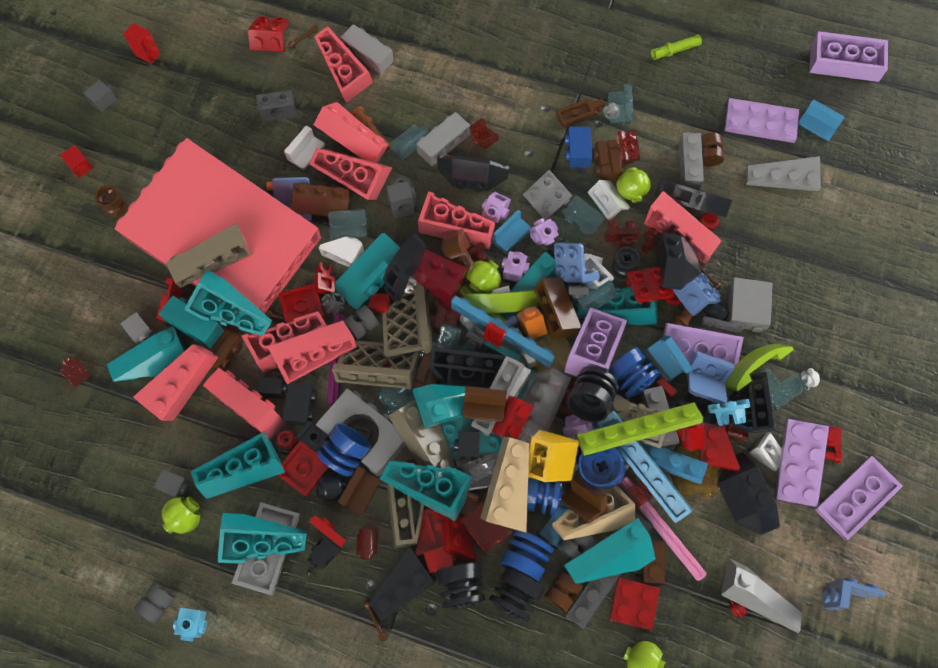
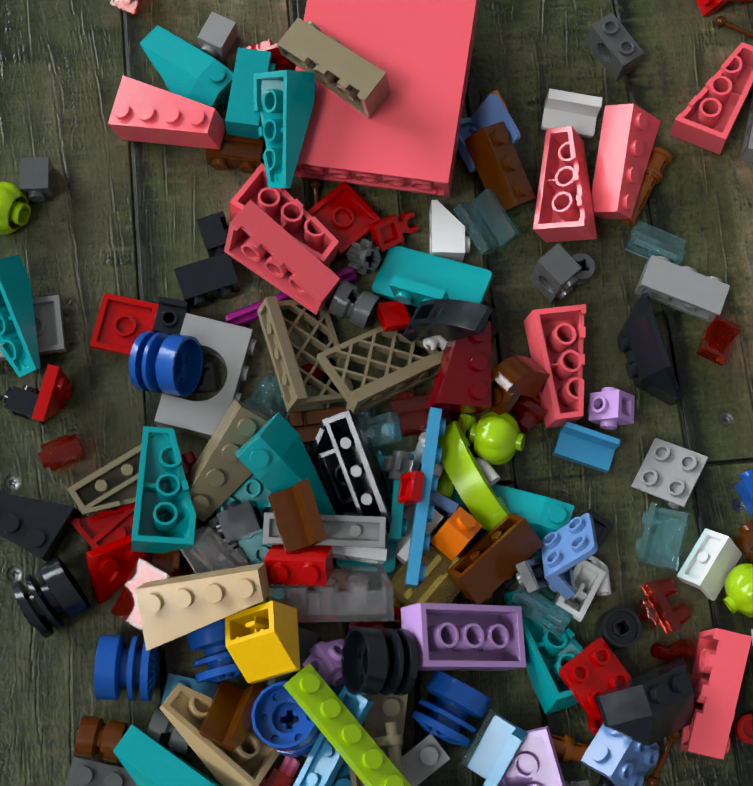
camera: 55 degrees right, 5 degrees up
(238, 467) = (91, 247): teal wedge -> none
(245, 402) = (176, 212): coral wedge -> none
(281, 439) = (154, 280): red plate -> none
(330, 487) = (113, 372): black head -> none
(359, 491) = (125, 410): reddish brown panel -> none
(438, 559) = (73, 553): red brick -> none
(515, 266) = (525, 476): lavender brick -> none
(516, 595) = (62, 676): black wheel -> none
(537, 232) = (611, 481): lavender brick -> none
(668, 389) = (451, 767): red tile -> none

